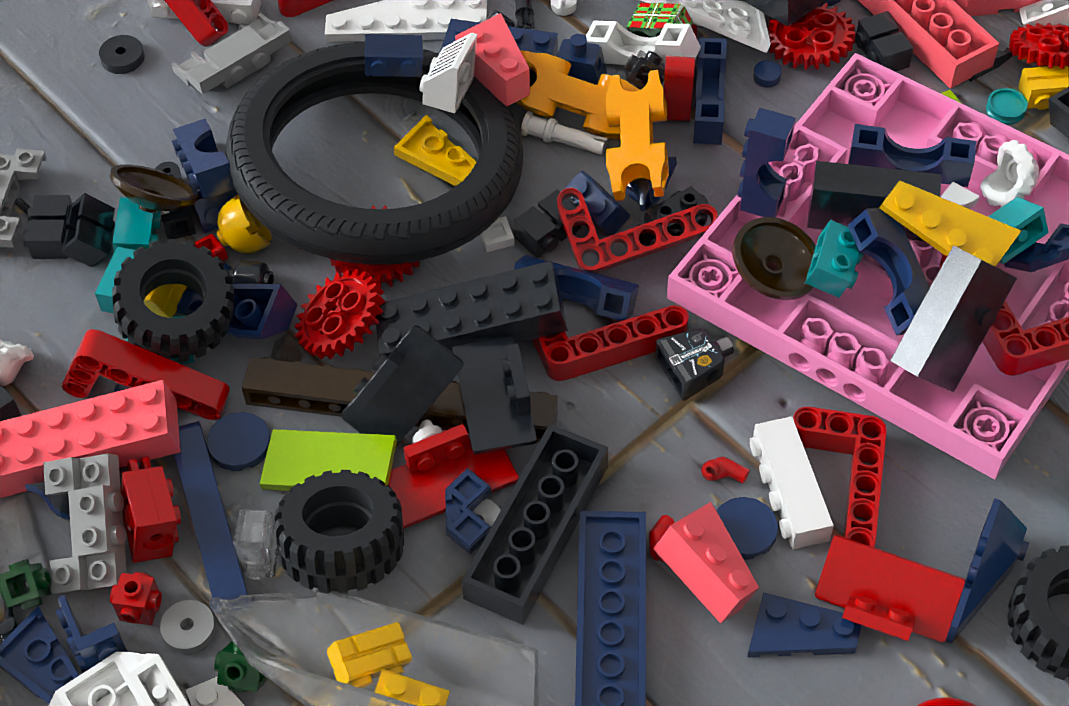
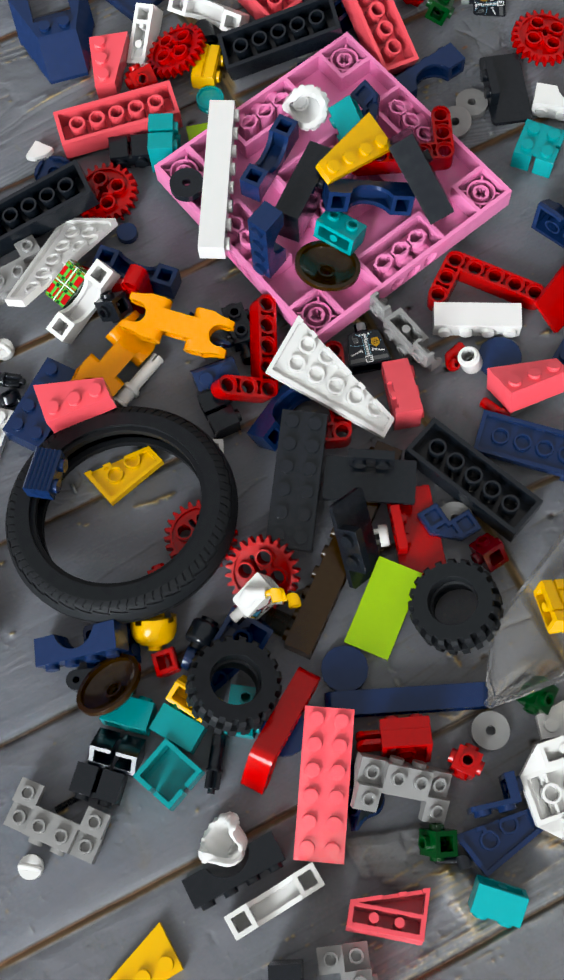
camera: 70 degrees left, 15 degrees up
(72, 287) = (169, 774): none -> teal piece
(74, 334) = (215, 763): none -> black piece
(256, 543) = (448, 667): clear brick -> none
(296, 302) = (259, 596): none -> white torso
(434, 564) = (488, 552): none -> dark red brick
(450, 75) = (83, 434): white slope -> none
(585, 58) = (79, 348): dark blue torso -> none
(619, 297) = (320, 375): none -> white wing
(639, 413) = (402, 393): none -> coral wedge
(717, 409) = (404, 333): none -> light grey bracket
(720, 481) = (470, 360): none -> white brick
(835, 79) = (186, 176): none -> black piece
(886, 106) = (217, 179): none -> white brick
(896, 56) = (164, 137): none -> teal piece
(960, 196) = (301, 144): white tile -> none
(997, 20) = (146, 75): none -> red brick

